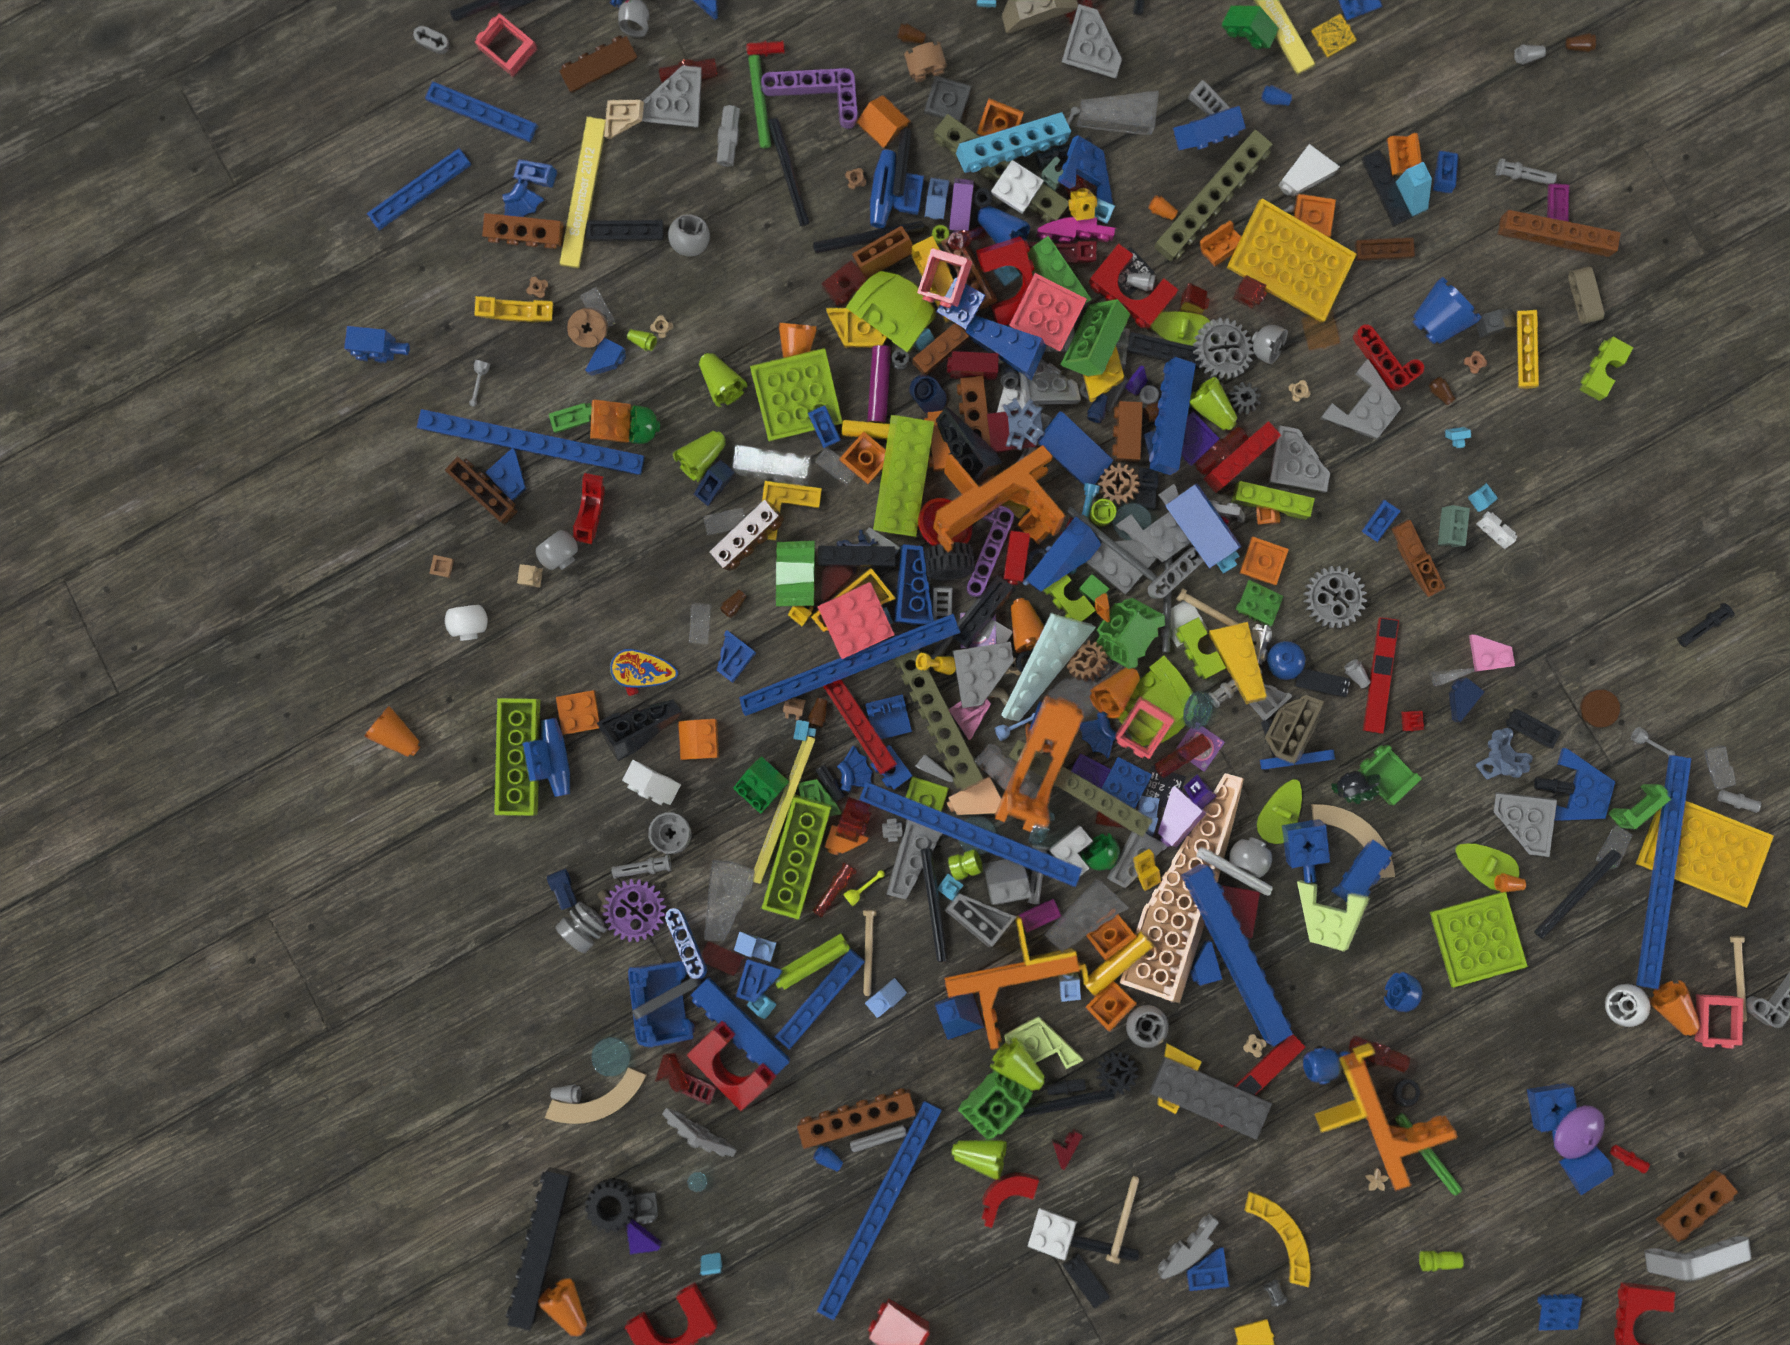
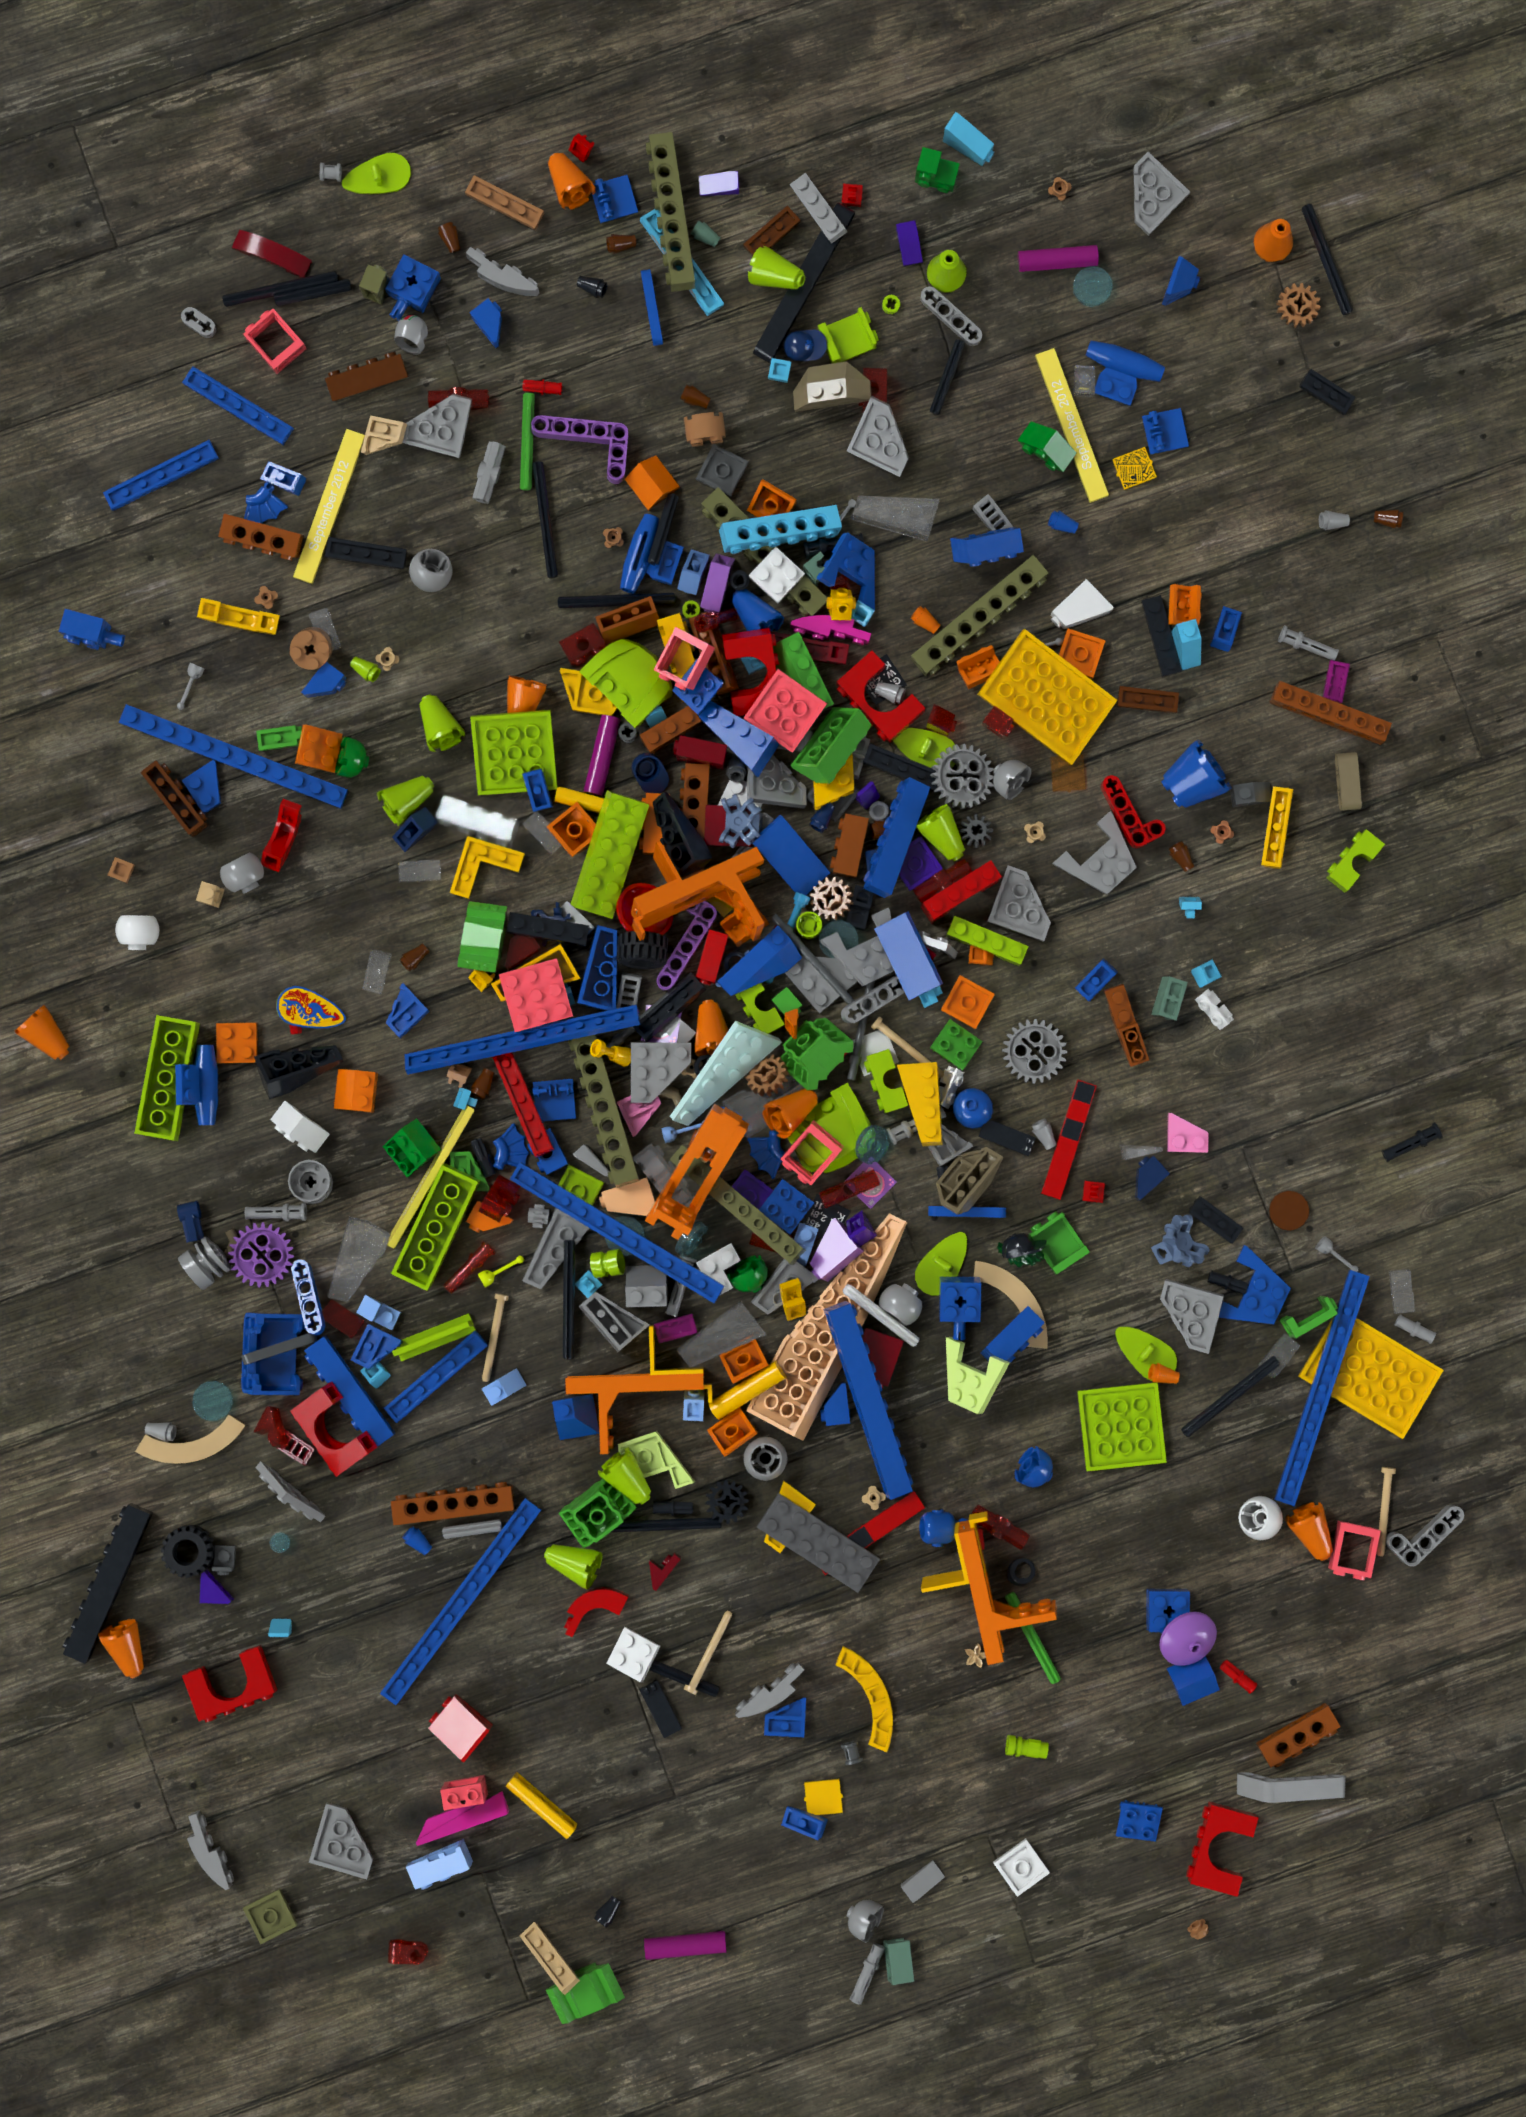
camera: 10 degrees right, 0 degrees up
(747, 535) = (439, 889): brick -> none

